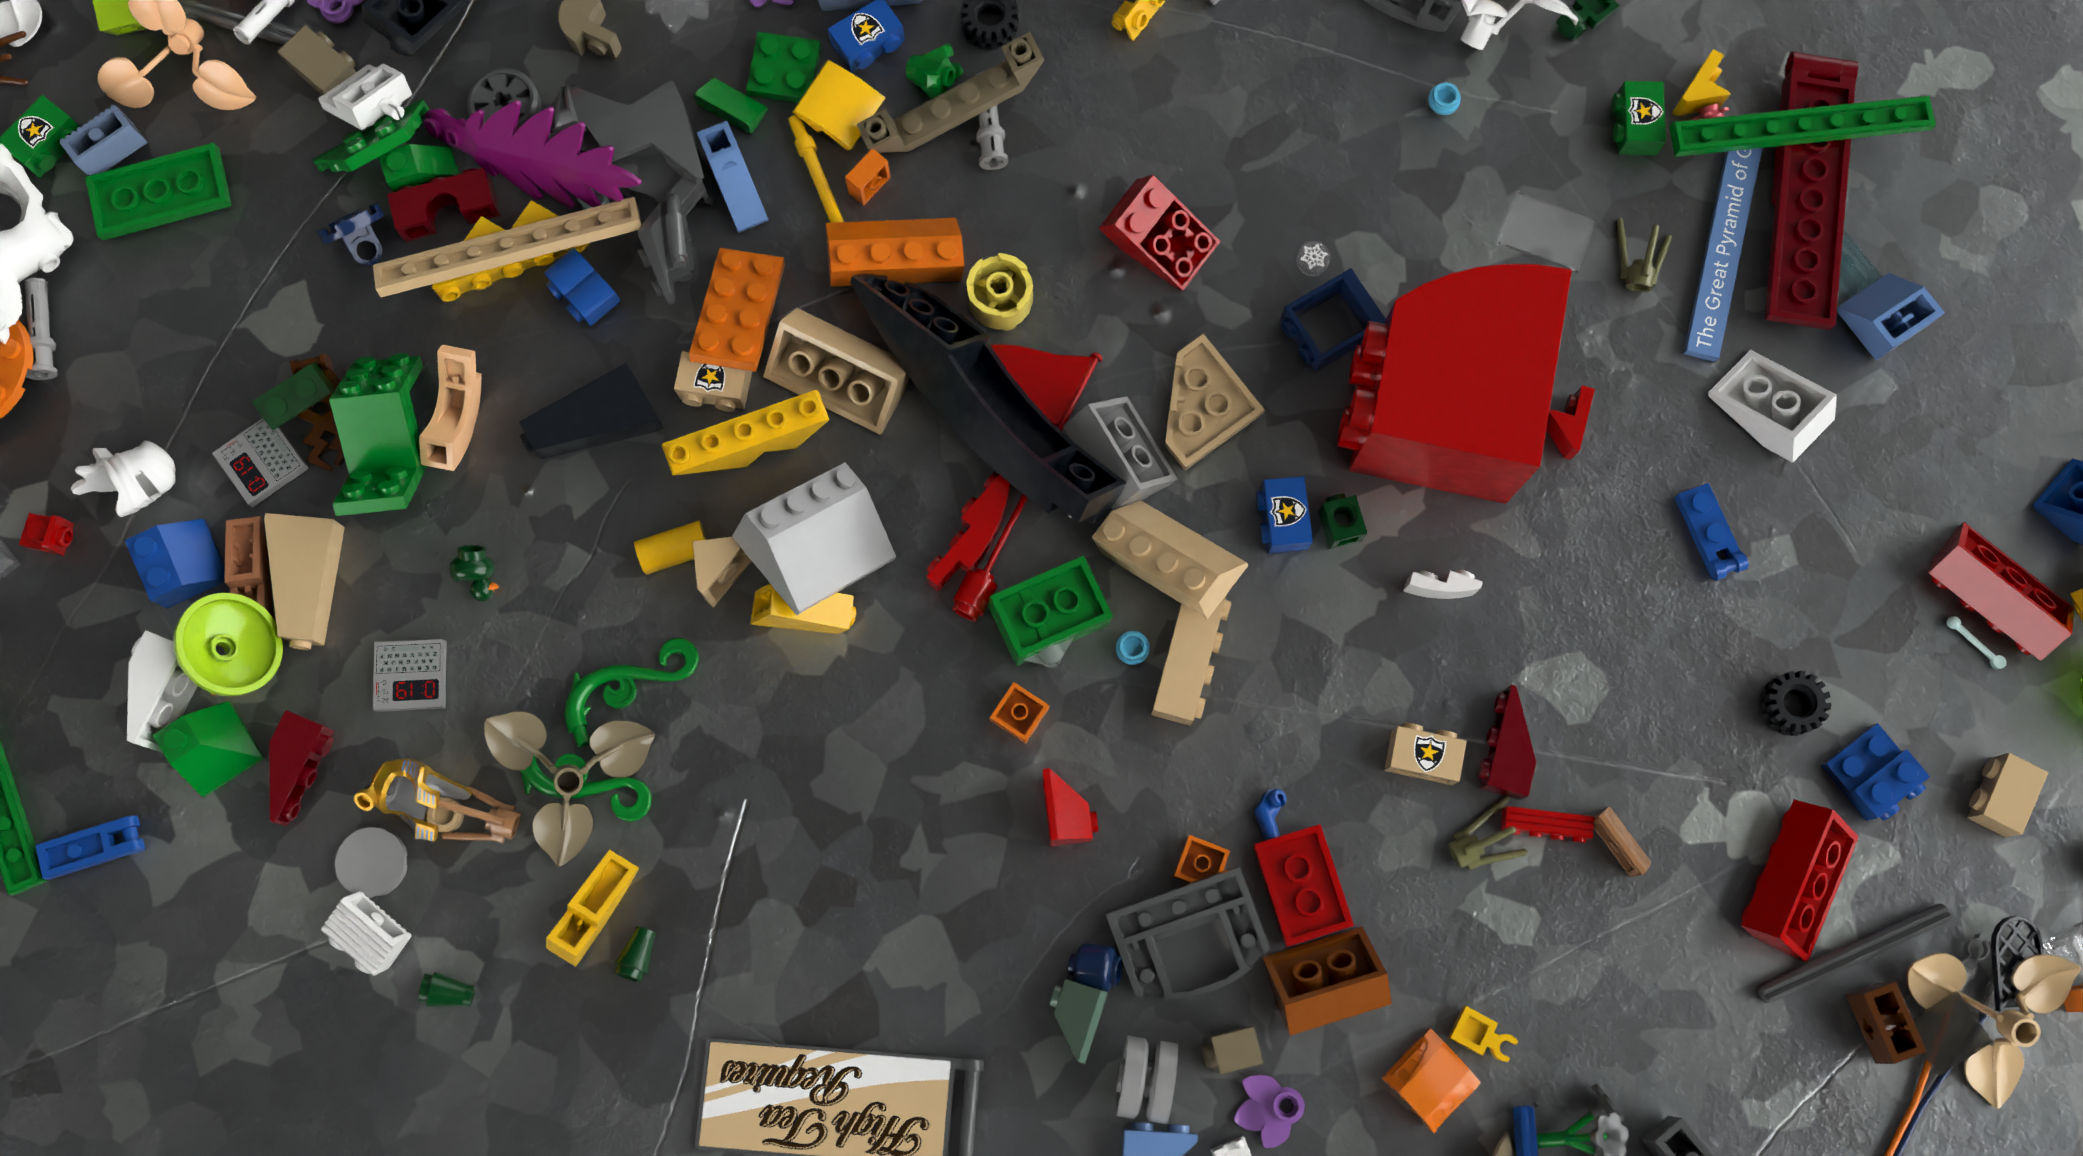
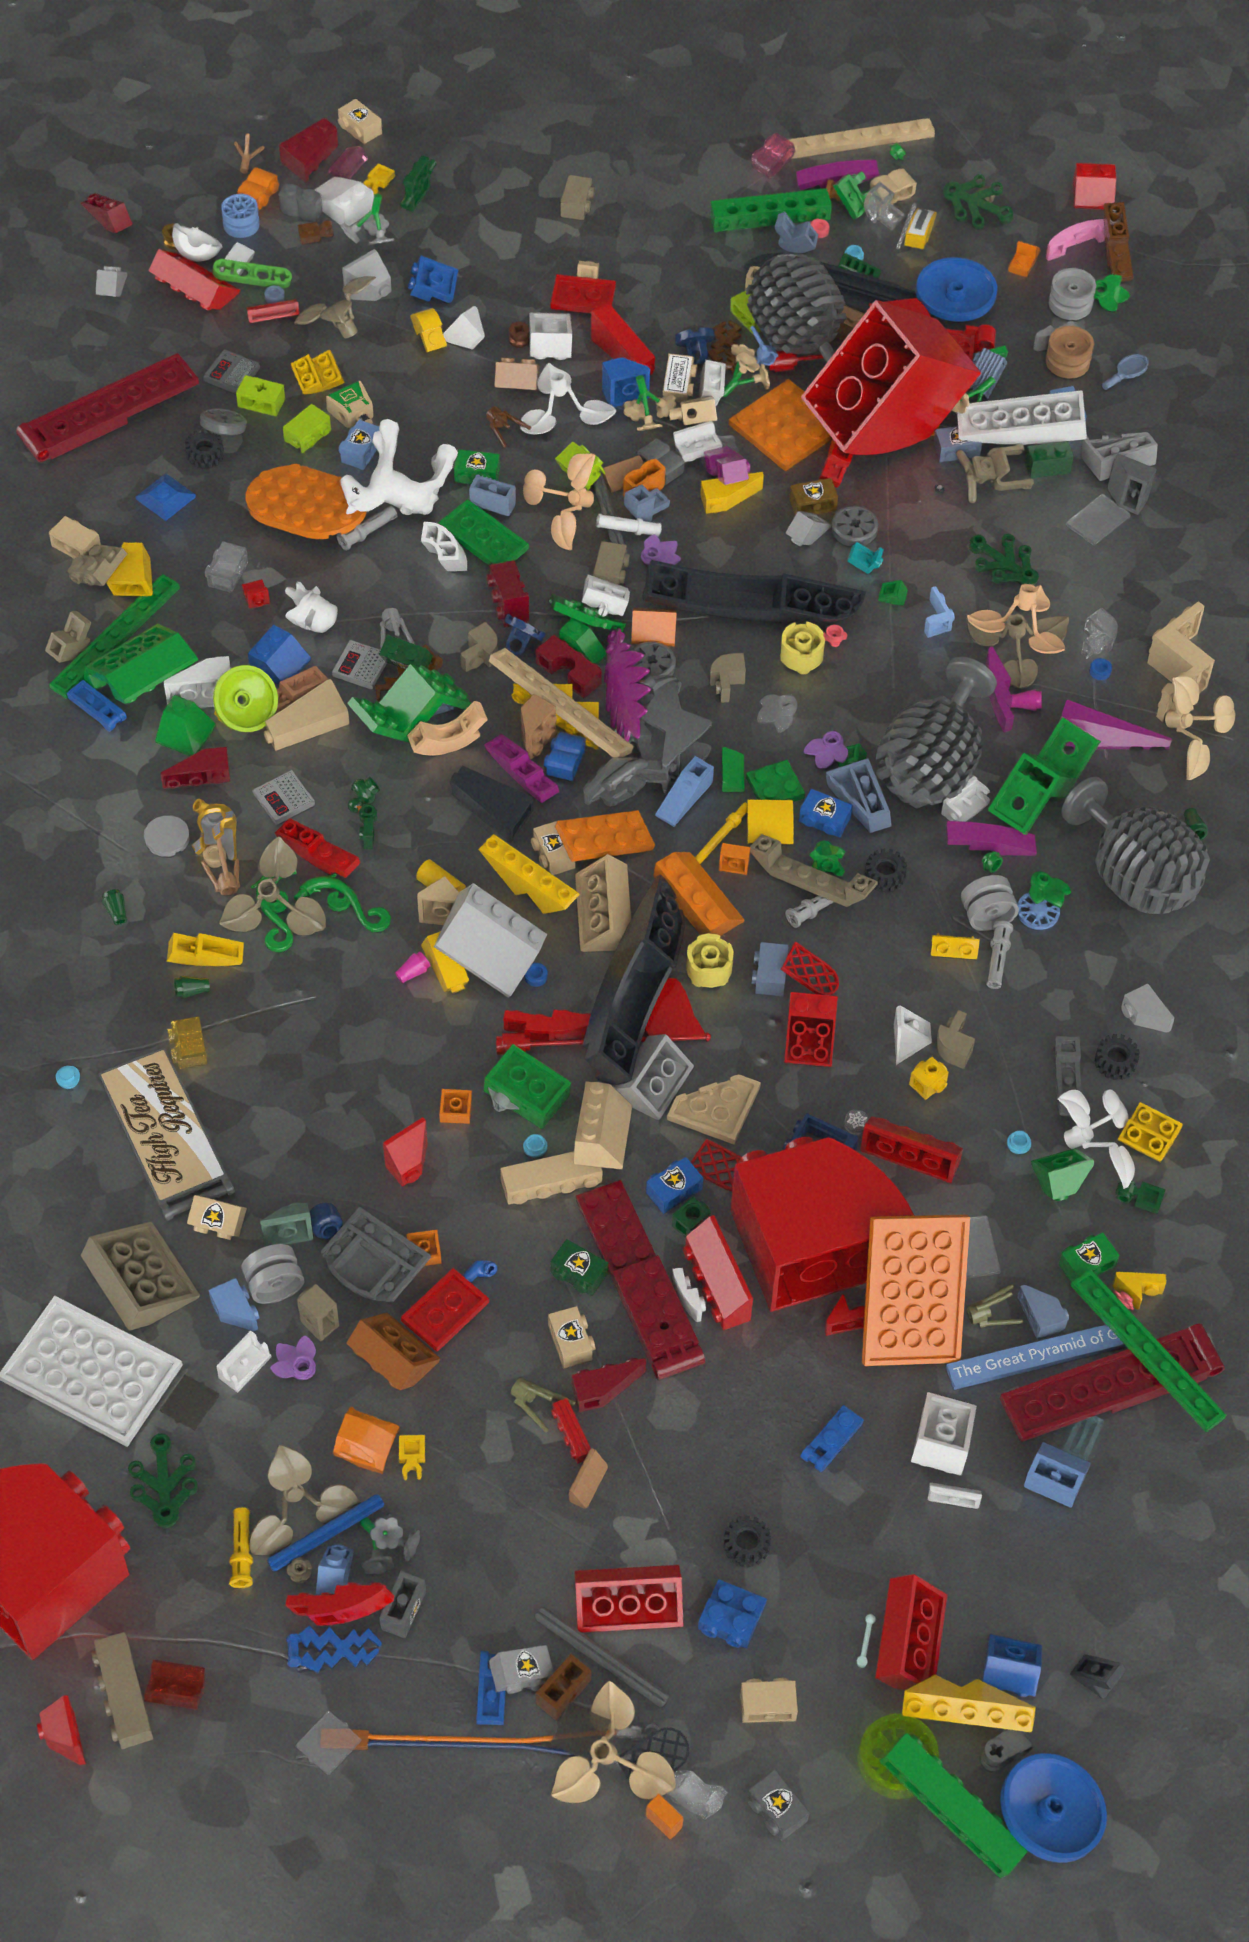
camera: 60 degrees right, 20 degrees down
(73, 755) = (141, 663): none -> green slope
(133, 248) = (442, 542): none -> white brick
(221, 382) = (392, 622): none -> light grey plant
(276, 211) = (508, 591): none -> dark red wedge
(340, 289) = (482, 644): none -> dark tan brick
(365, 933) = (125, 851): white brick -> none
(448, 67) = (654, 626): none -> orange slope
(518, 296) = (537, 725): none -> medium nougat slope
(524, 677) = (315, 850): none -> red slope
(538, 597) = (368, 817): none -> dark green plate
(562, 352) = (521, 768): none -> magenta slope
(723, 1005) = (188, 1041): none -> clear yellow brick
(783, 653) = (413, 967): none -> dark pink cone
(887, 506) = (536, 975): none -> blue tile
(1013, 1105) = (216, 1216): none -> tan brick
(1045, 182) = (784, 968): none -> red window
(1050, 228) = (769, 977): none -> sand blue brick
(1231, 129) = (910, 1033): none -> white slope
(1275, 90) = (952, 1044): none -> dark tan brick
(1282, 420) = (718, 1182): none -> red window
(1310, 142) = (929, 1077): none -> yellow brick
(1337, 691) = (579, 1267): none -> dark green brick
(1388, 628) = (640, 1281): none -> dark red hinge
(1393, 216) = (911, 1149): none -> red slope
(1443, 534) = (718, 1274): none -> slope
(1514, 75) = (1062, 1173): none -> green slope
(1620, 324) = (915, 1289): none -> orange plate
(1681, 208) = (1042, 1312): none -> sand blue slope
(1835, 1105) = (490, 1703): none -> blue plate
(1841, 1060) = (521, 1669): none -> light grey brick
(1850, 438) = (954, 1495): none -> white slope

